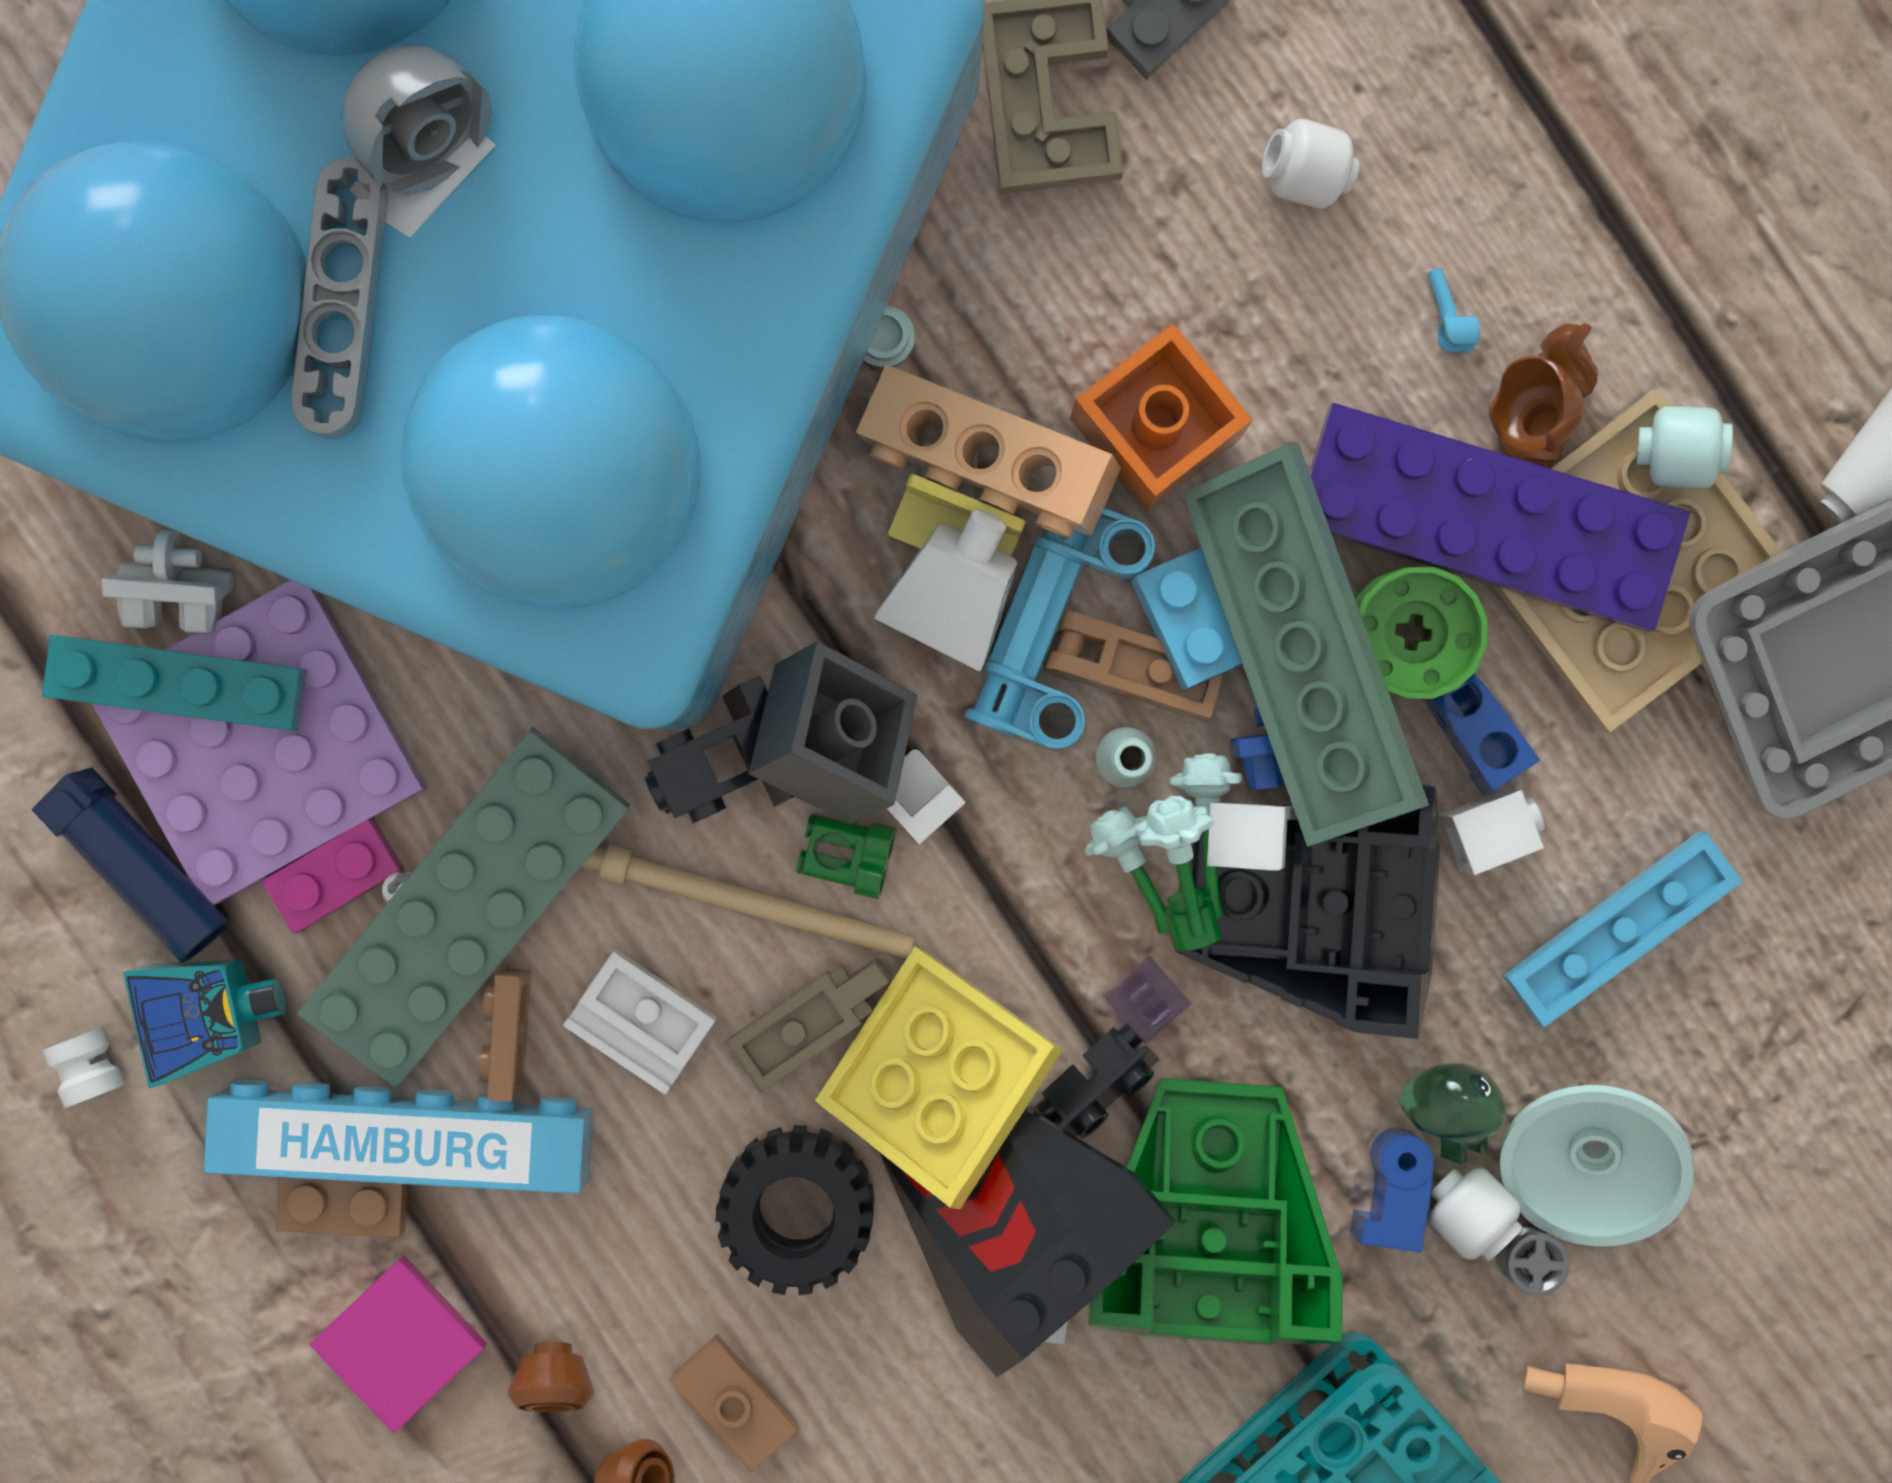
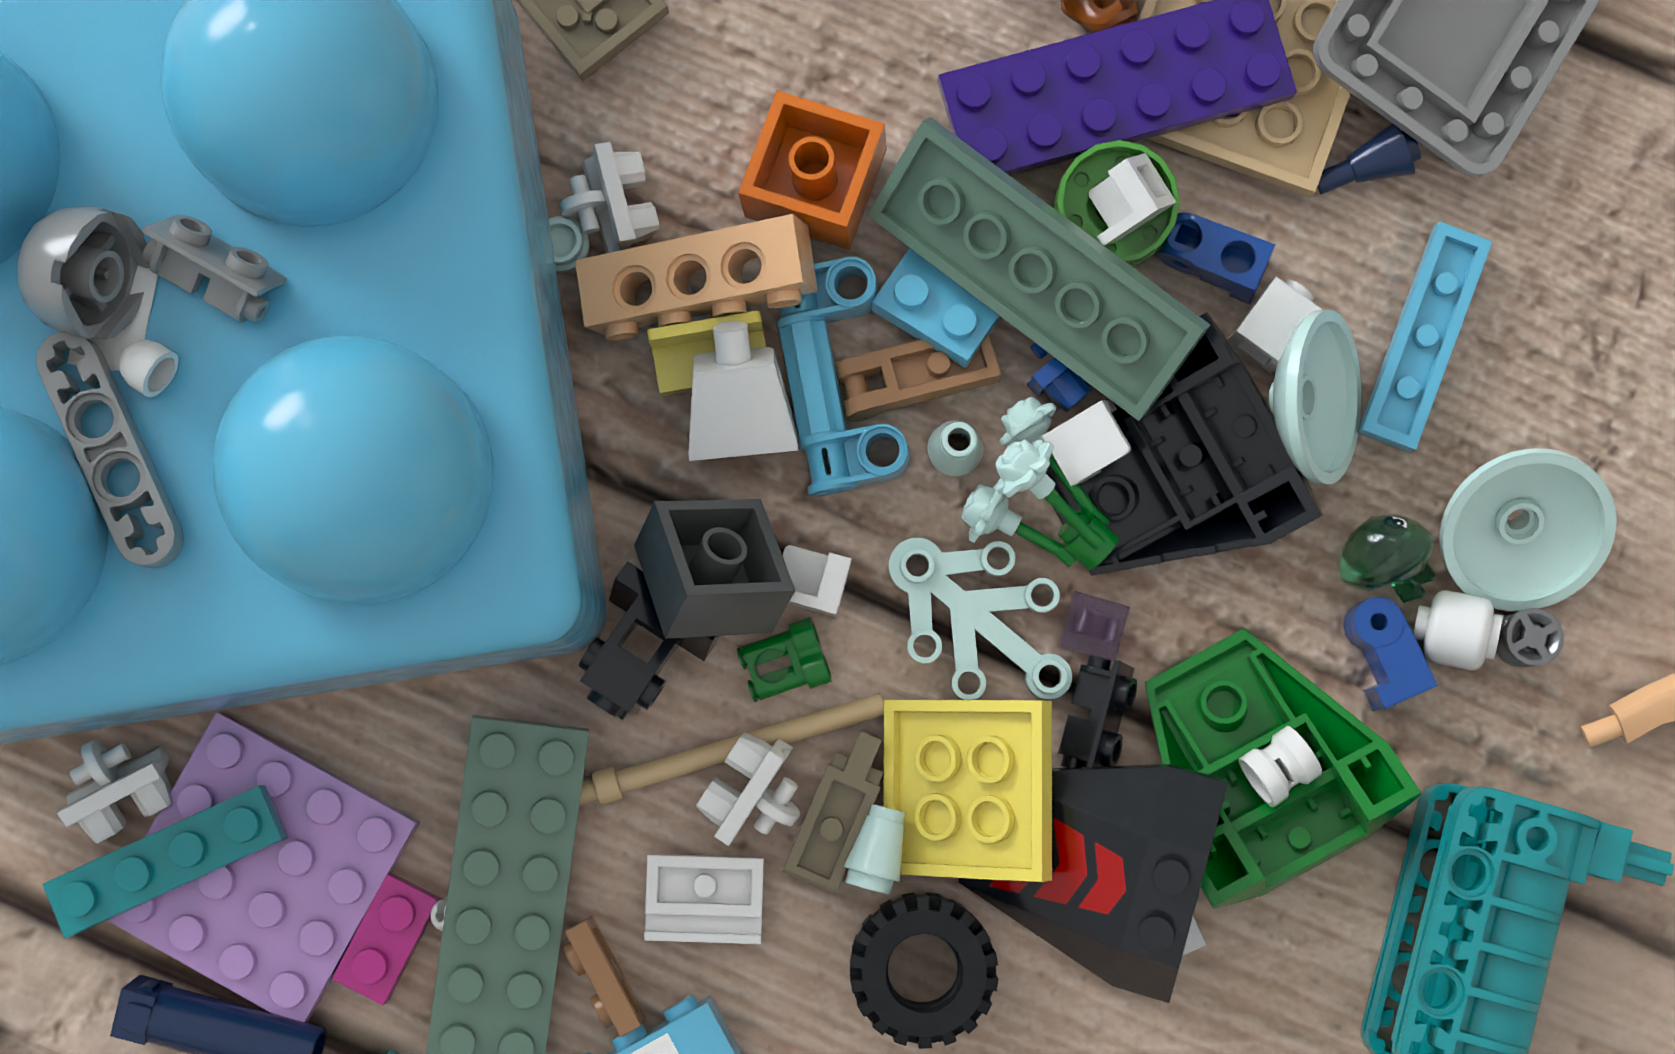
camera: 30 degrees left, 5 degrees down
(420, 242) = (148, 366): none -> white hinge
(523, 156) = (186, 250): none -> light grey hinge
(765, 937) = (731, 808): none -> white hips
(821, 1080) = (877, 851): none -> light aqua cone
(946, 321) = (601, 199): none -> white hips
(1044, 917) = (972, 613): none -> light aqua plant
(1232, 1236) = (1280, 766): none -> white wheel
(1433, 637) = (1130, 197): none -> white panel
(1486, 926) = (1318, 397): none -> light aqua dish
(1694, 738) = (1382, 157): none -> dark blue cone

